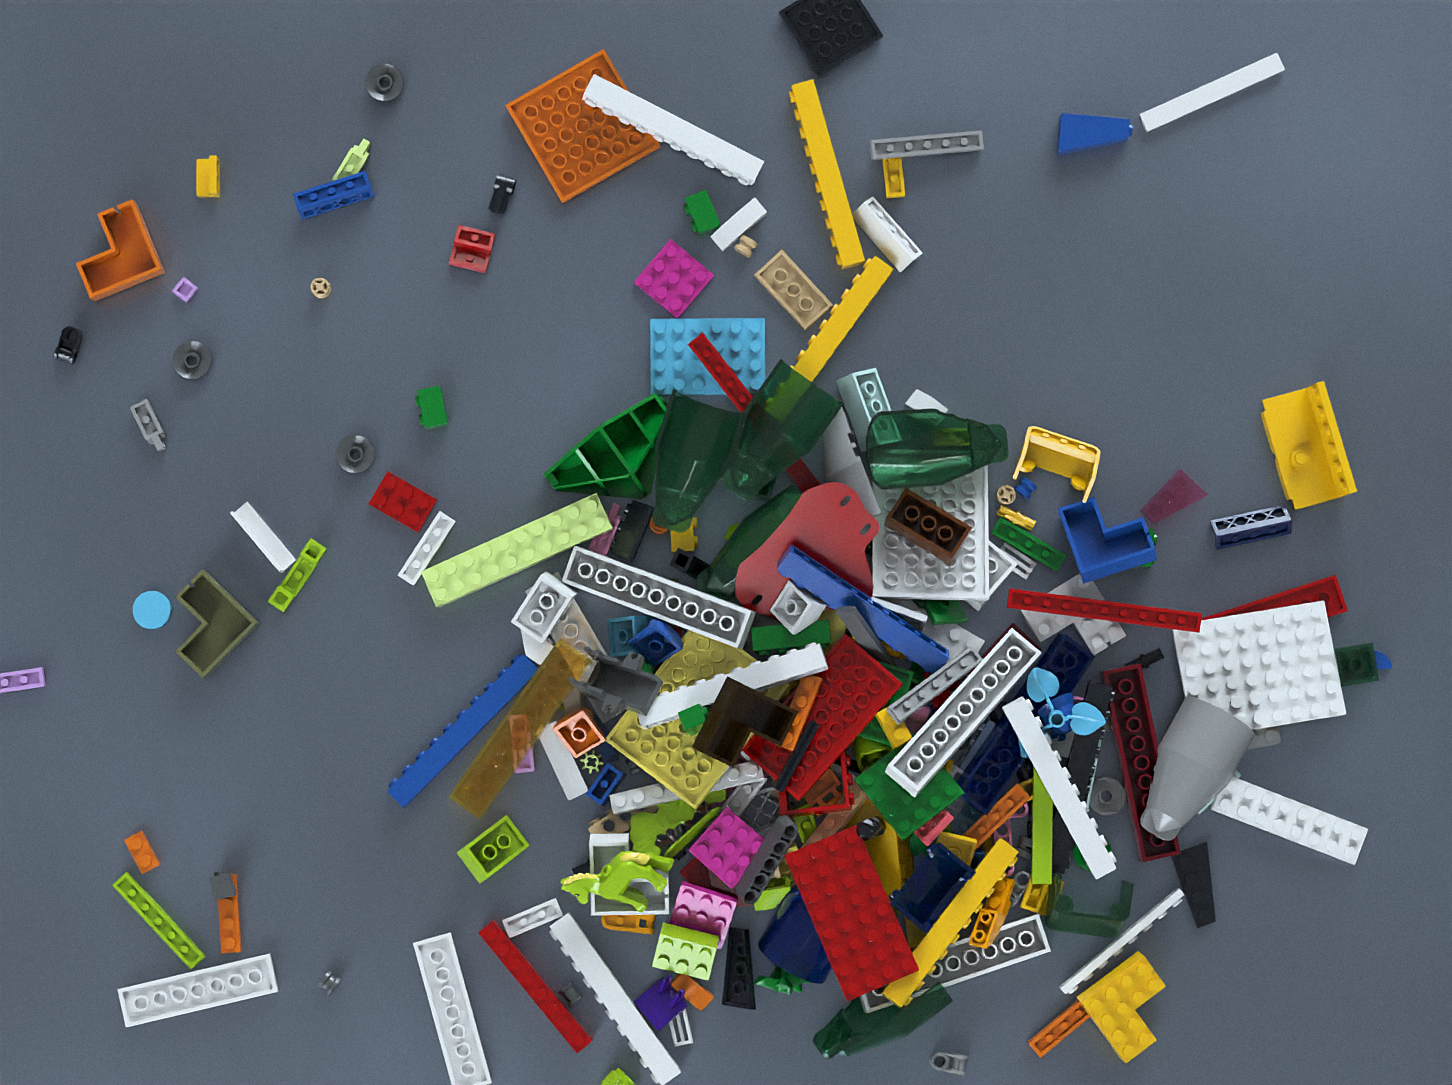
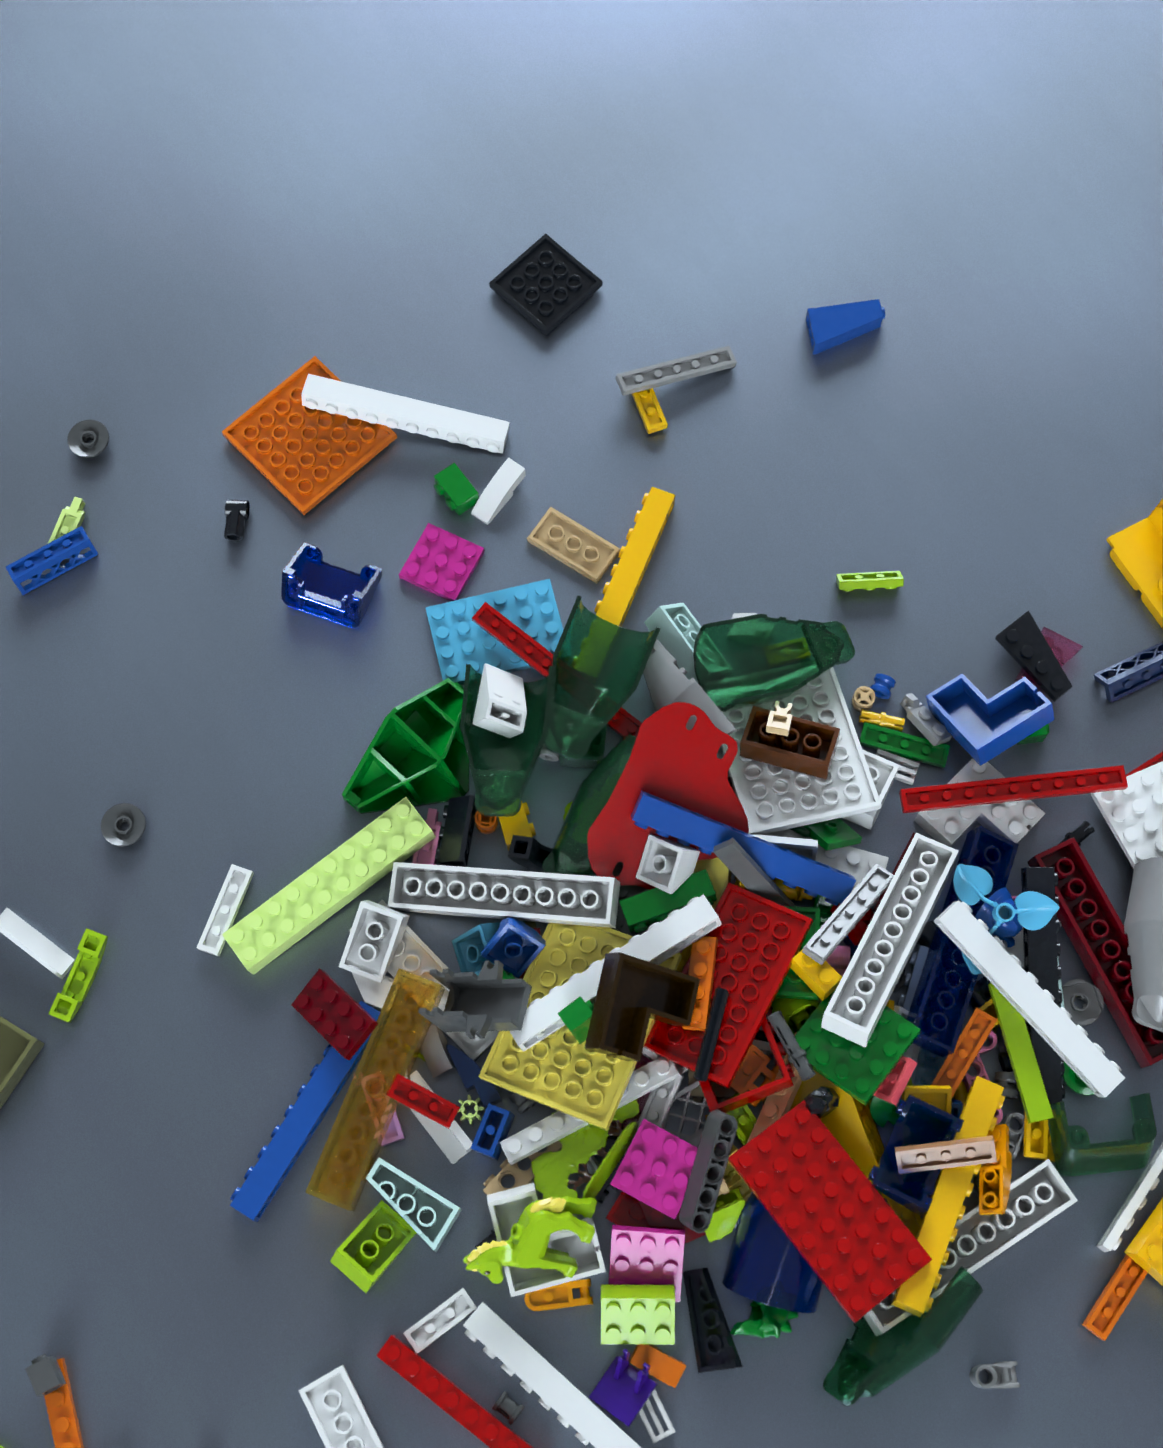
camera: 10 degrees left, 15 degrees down
(318, 285) = (54, 653): tan wheel -> none
(403, 502) = (188, 866): red plate -> none
(432, 407) = (202, 754): green brick -> none
(472, 249) = (215, 582): red slope -> none
(499, 659) = (334, 1014): none -> dark red plate
(535, 828) = (419, 1206): none -> light aqua wedge
(555, 749) = (422, 1100): none -> red plate
(571, 280) = (328, 589): none -> clear blue windscreen
(579, 731) = (447, 1073): orange slope -> none
(695, 425) = (500, 702): none -> white slope
(745, 246) = (511, 511): tan wheel -> none
(827, 173) = (581, 424): yellow brick -> none
(860, 789) = (796, 1054): none -> dark grey pin
(886, 234) = (657, 467): white panel -> none
(923, 508) = (779, 720): none -> tan plate
(954, 894) = (946, 1154): none -> plate
(1042, 388) = (869, 580): none -> lime plate
(1052, 528) = (925, 721): none -> light grey hinge
(1061, 456) = (911, 646): yellow windscreen -> none
(1161, 489) = (1031, 651): none -> black wing
(1211, 92) = (952, 262): white tile -> none

